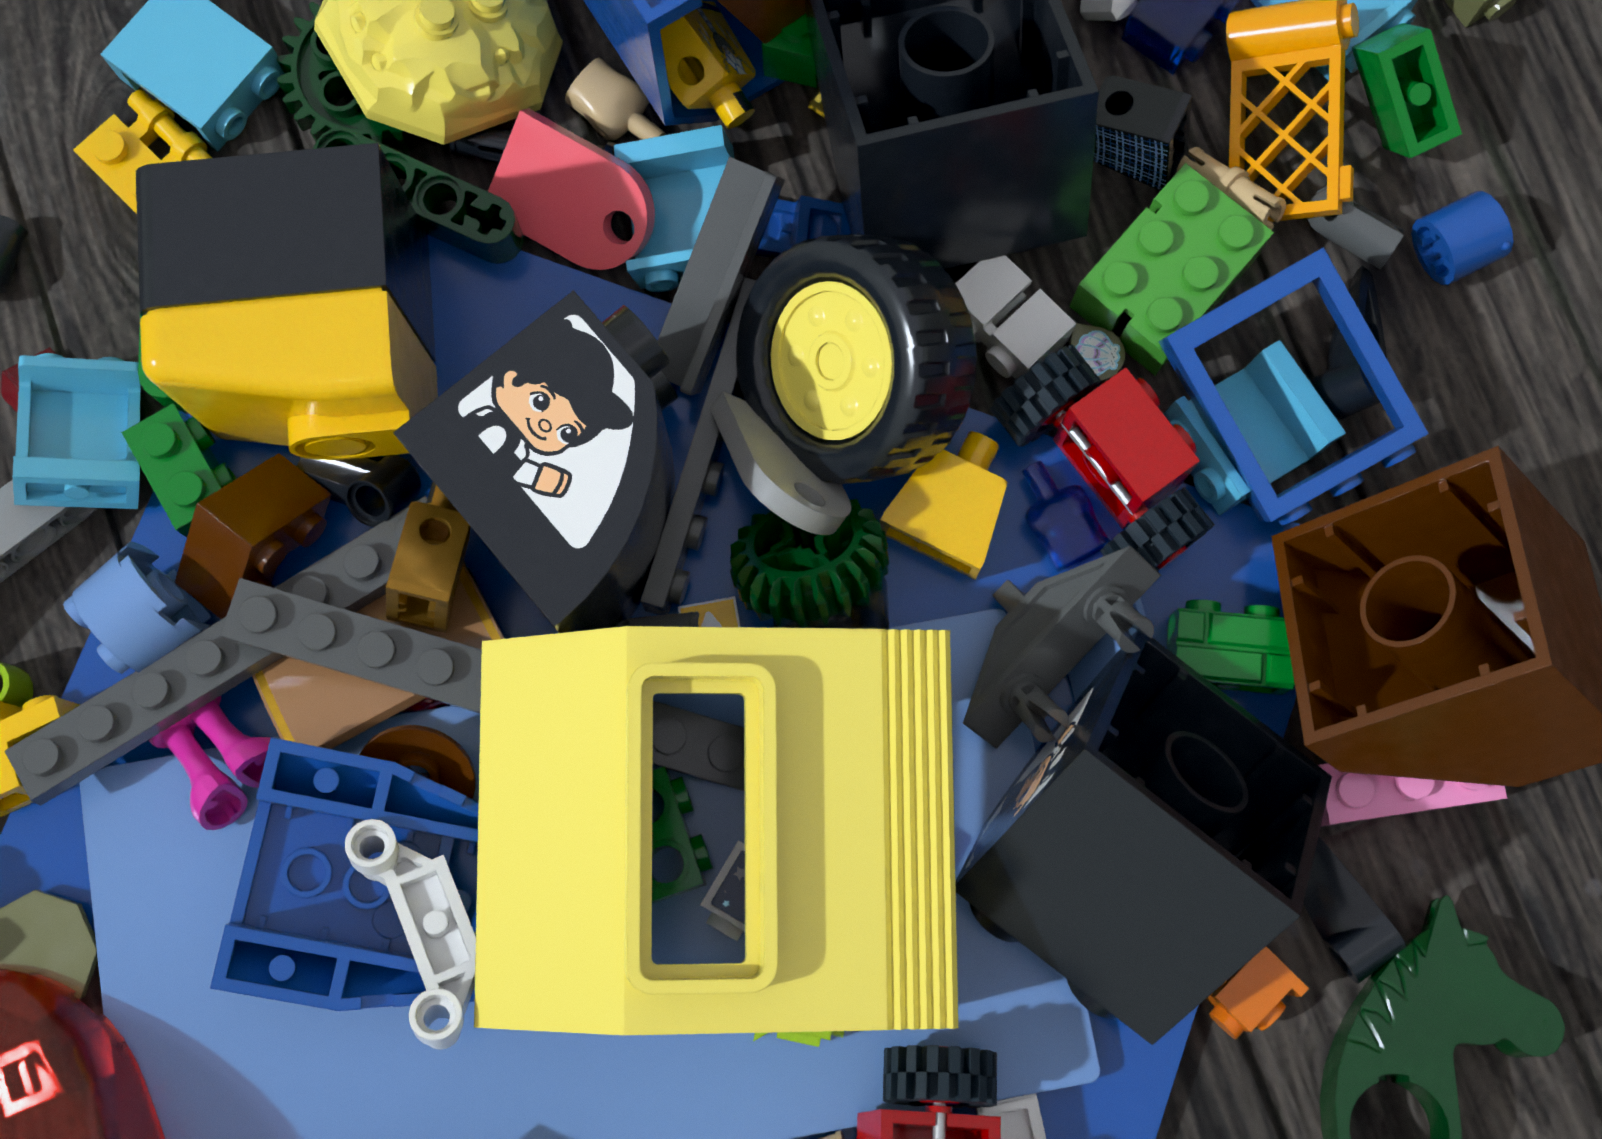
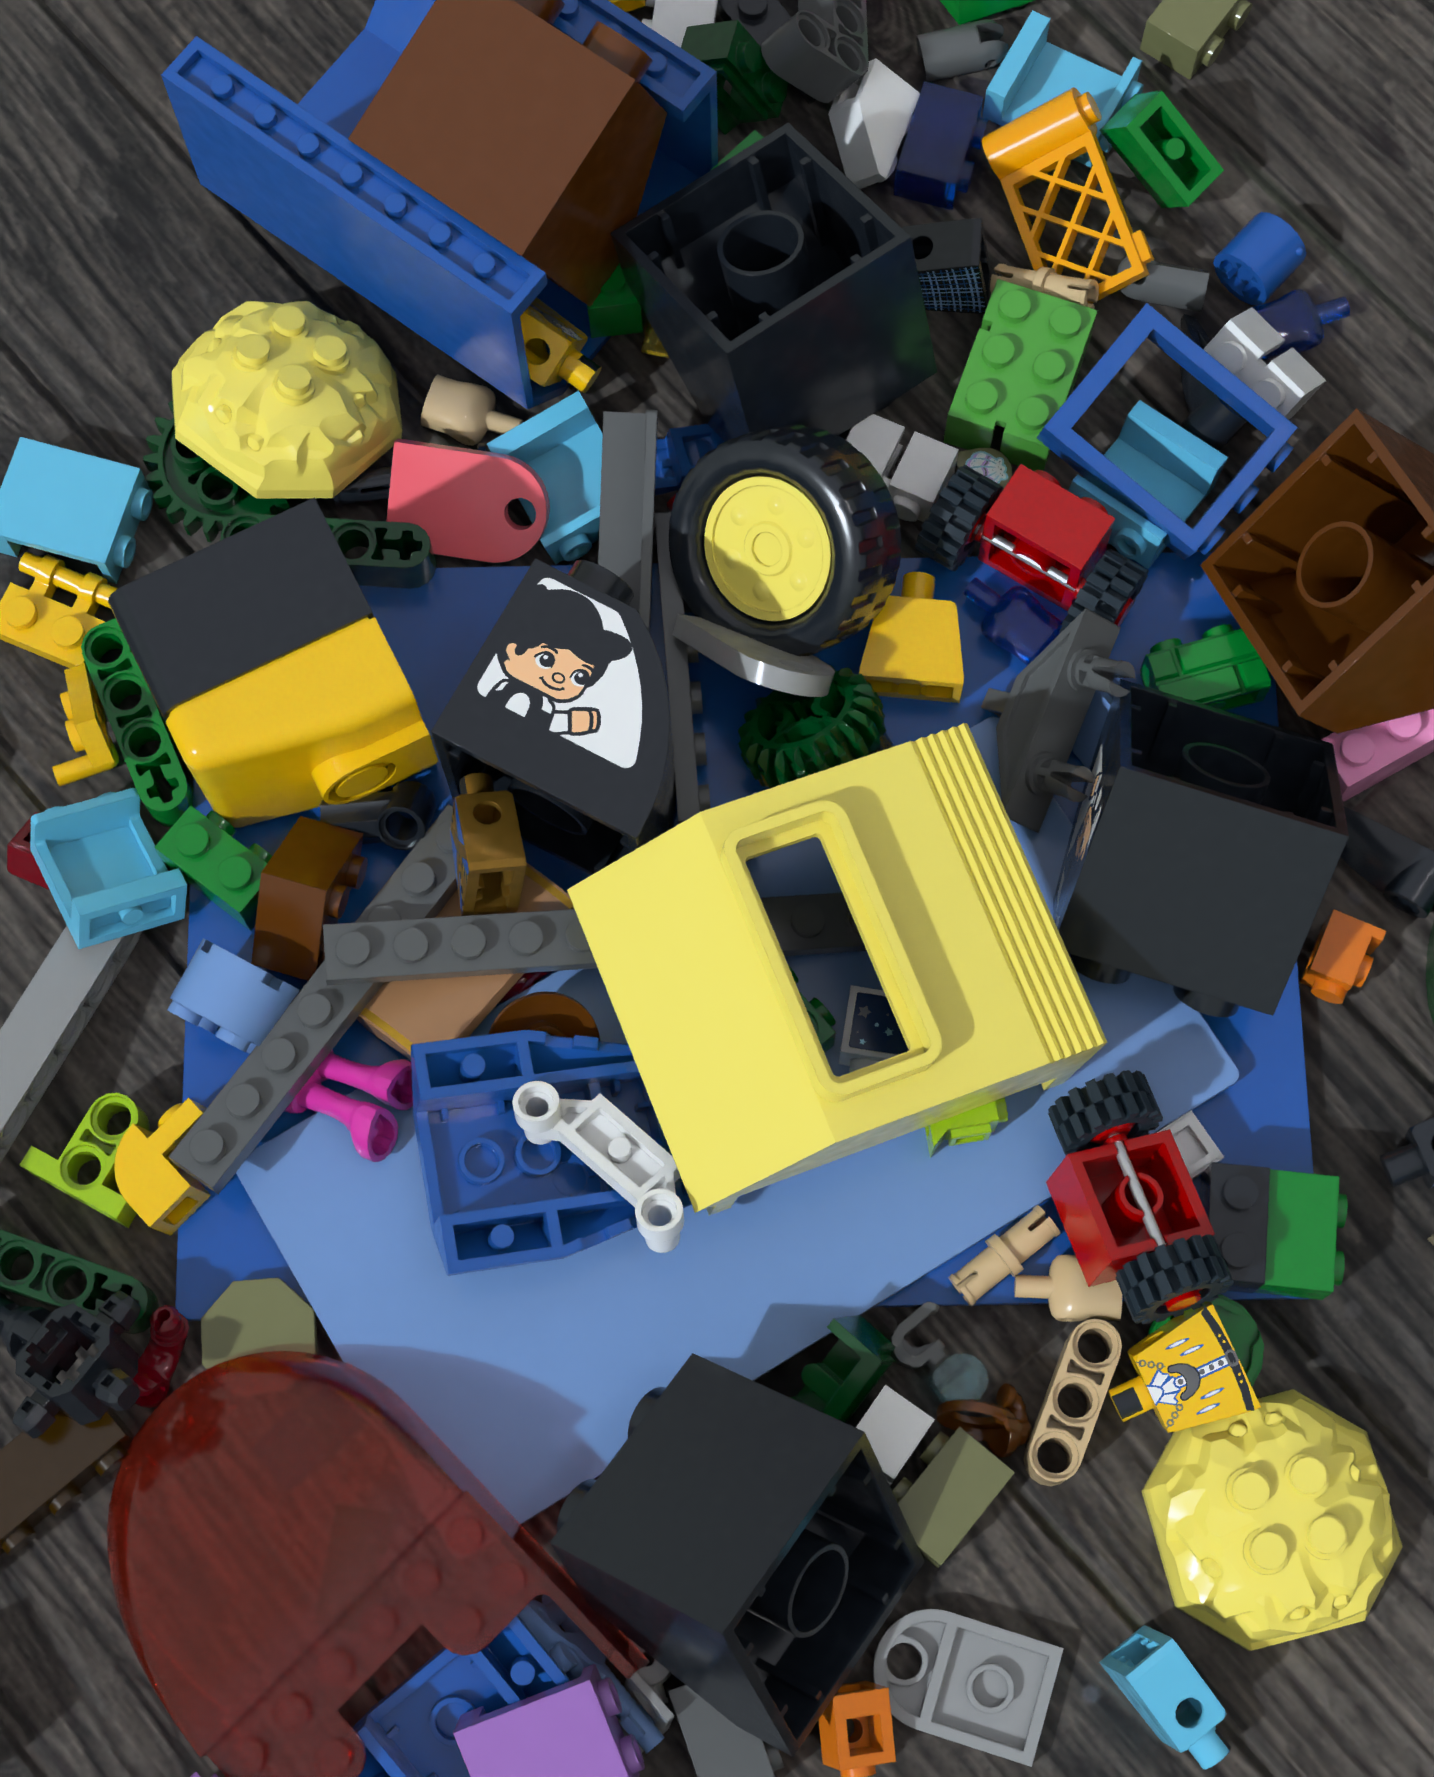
camera: 20 degrees left, 5 degrees down
(115, 286) = (85, 728): none -> yellow plate
(1401, 329) = (1283, 382): none -> white piece
(1468, 315) = (1300, 319): none -> clear blue piece

